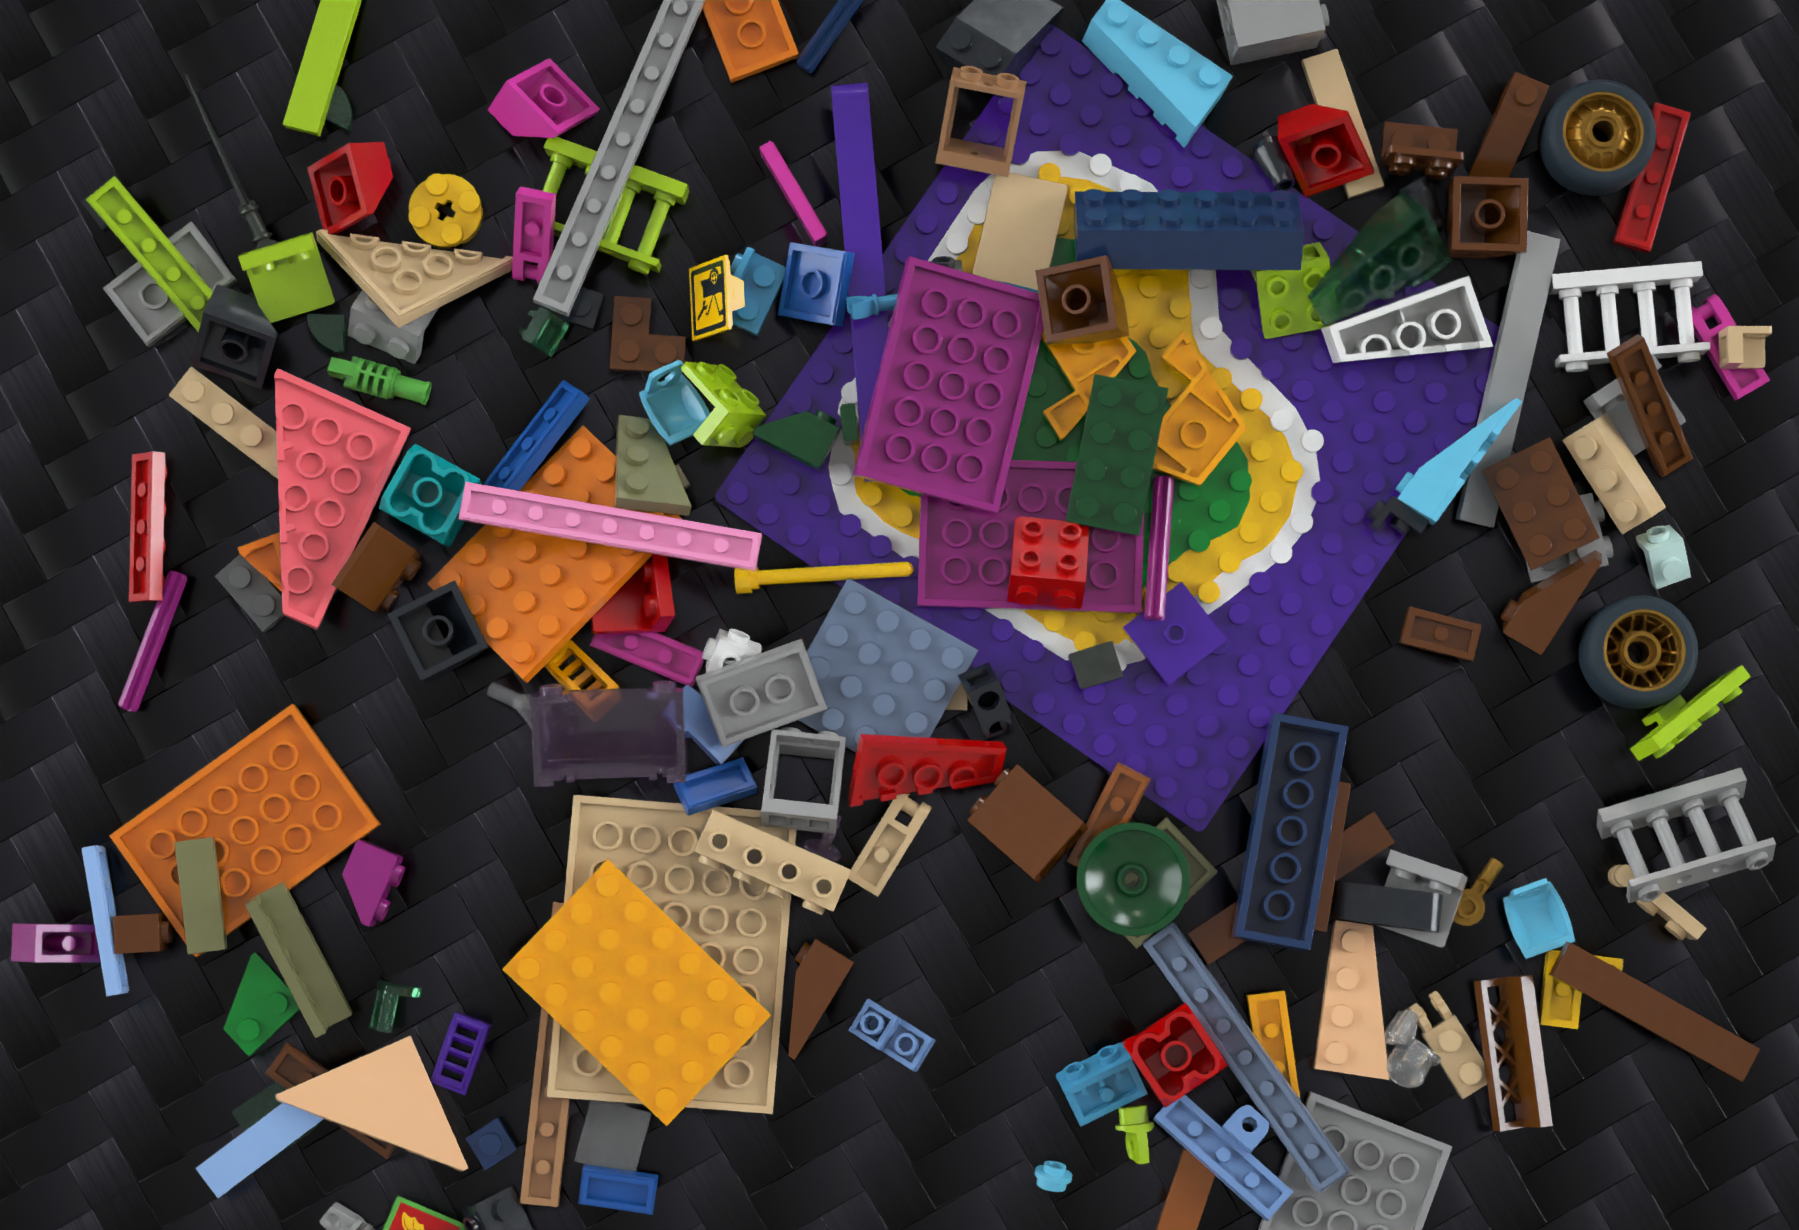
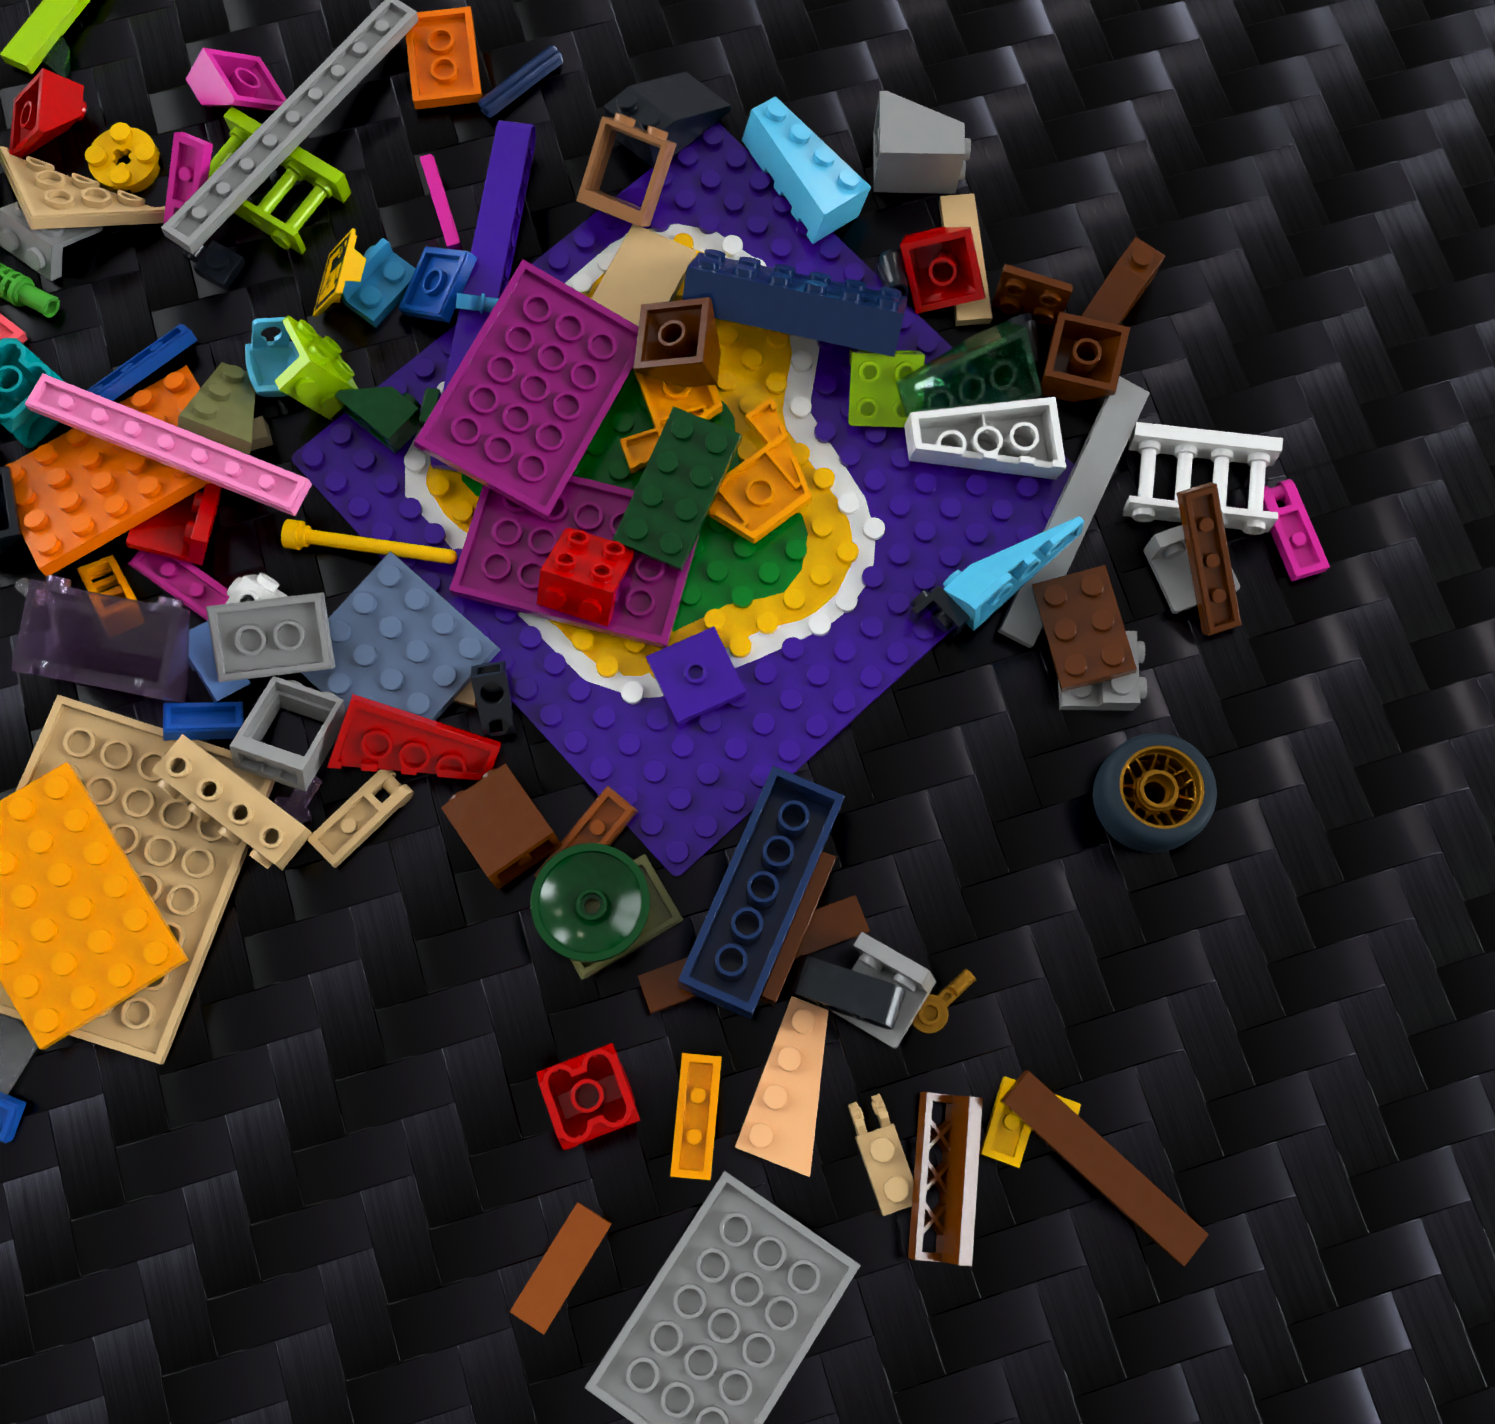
camera: 10 degrees right, 10 degrees down
(544, 331) = (177, 275): clear green tile -> none
(633, 345) = (260, 299): reddish brown plate -> none
(815, 985) = (241, 945): reddish brown slope -> none
(892, 1035) = (309, 1011): medium blue slope -> none
(1053, 1176) = (431, 1199): medium azure plate -> none
(1096, 665) = (609, 684): pearl dark grey panel -> none
(1101, 1083) = (506, 1112): dark azure bracket -> none
(1136, 1125) = (532, 1160): lime piece -> none
(1159, 548) = (699, 590): magenta axle -> none
(1228, 1151) = (620, 1214): medium blue plate -> none
(1247, 1058) = (666, 1122): sand blue tile -> none
(1410, 1058) = (836, 1157): clear piece -> none
(1440, 634) = (959, 735): reddish brown plate -> none
(1538, 918) = (1000, 1039): medium azure piece -> none
(1546, 605) = (1066, 730): reddish brown slope -> none
(1577, 157) = (1202, 313): wheel -> none
(1614, 473) = (1161, 618): tan brick -> none
(1650, 188) = (1245, 366): red tile -> none
(1664, 555) = (1197, 710): light aqua bracket -> none
(1678, 920) = (1126, 1050): tan plate -> none
(1680, 718) = (1183, 868): lime plate -> none
(1690, 801) = (1169, 953): light grey fence -> none
(1743, 347) = (1310, 525): tan panel -> none

